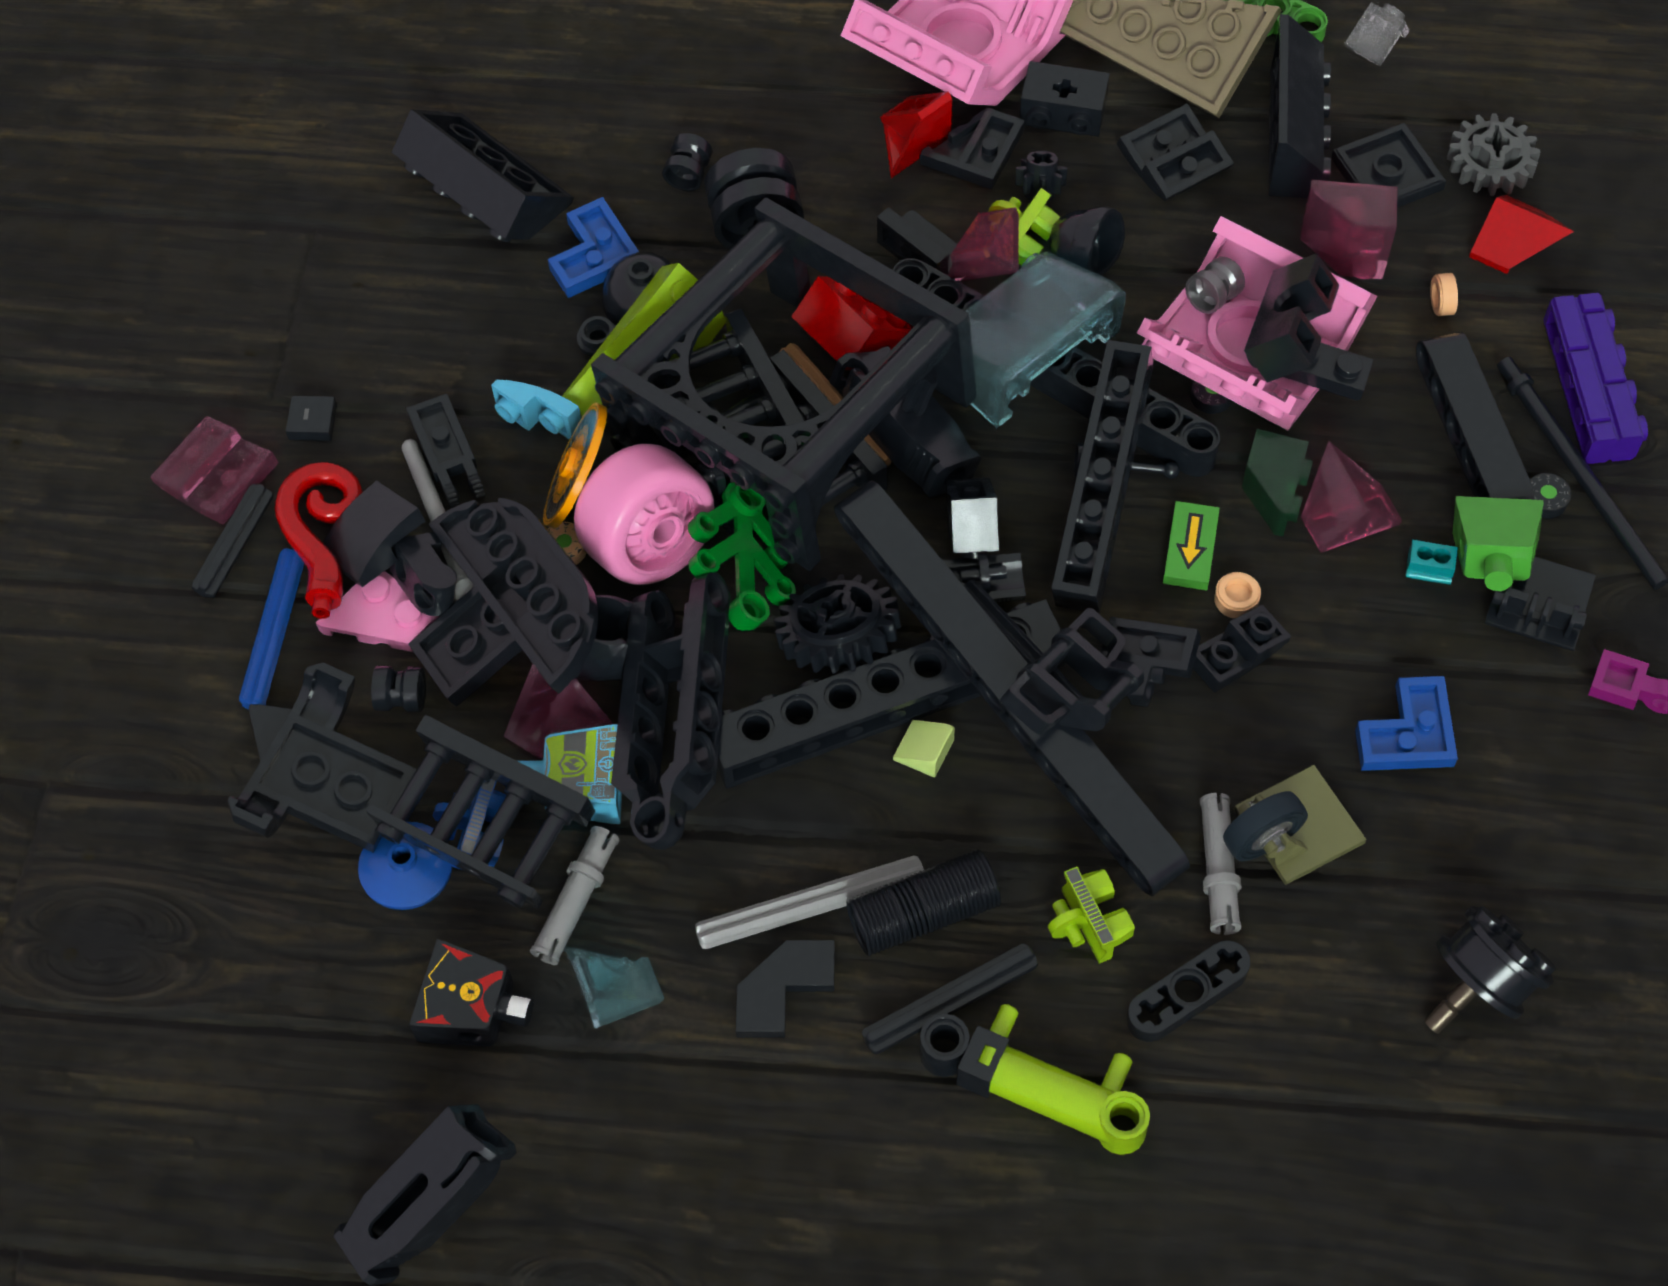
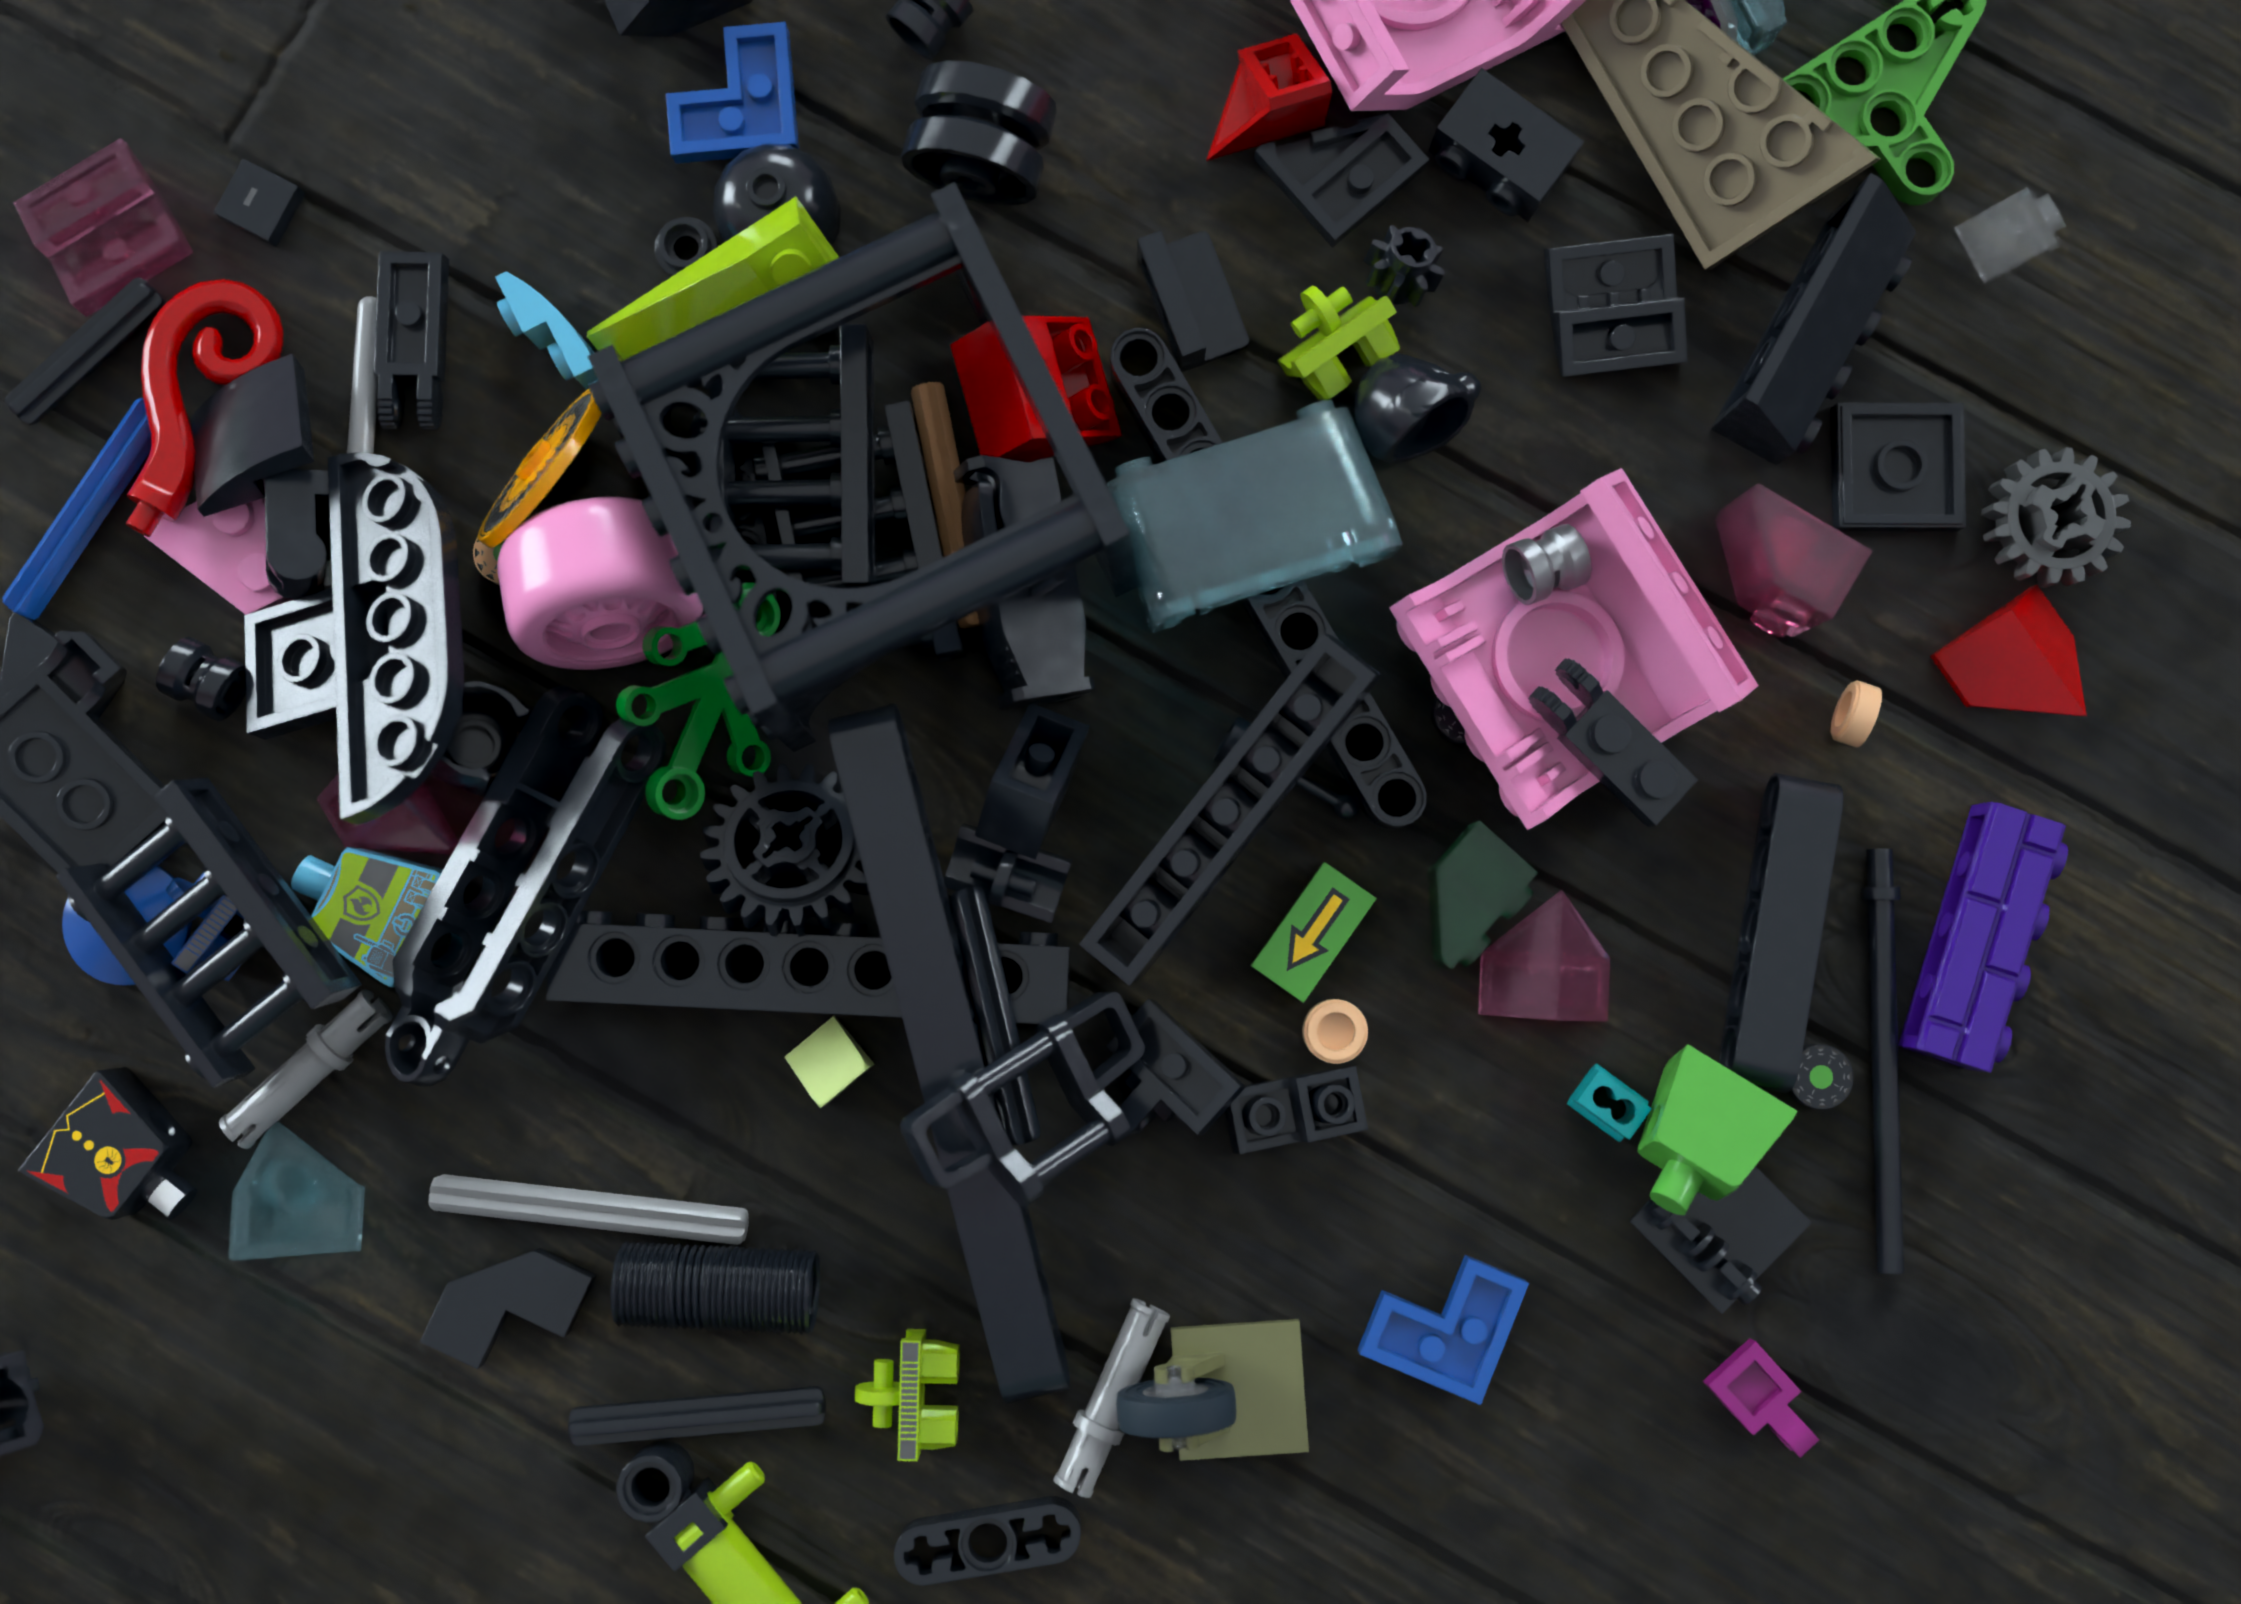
camera: 25 degrees right, 25 degrees up
(988, 246) = (1265, 361): clear pink slope -> none
(1282, 335) = (1568, 729): black arch -> none

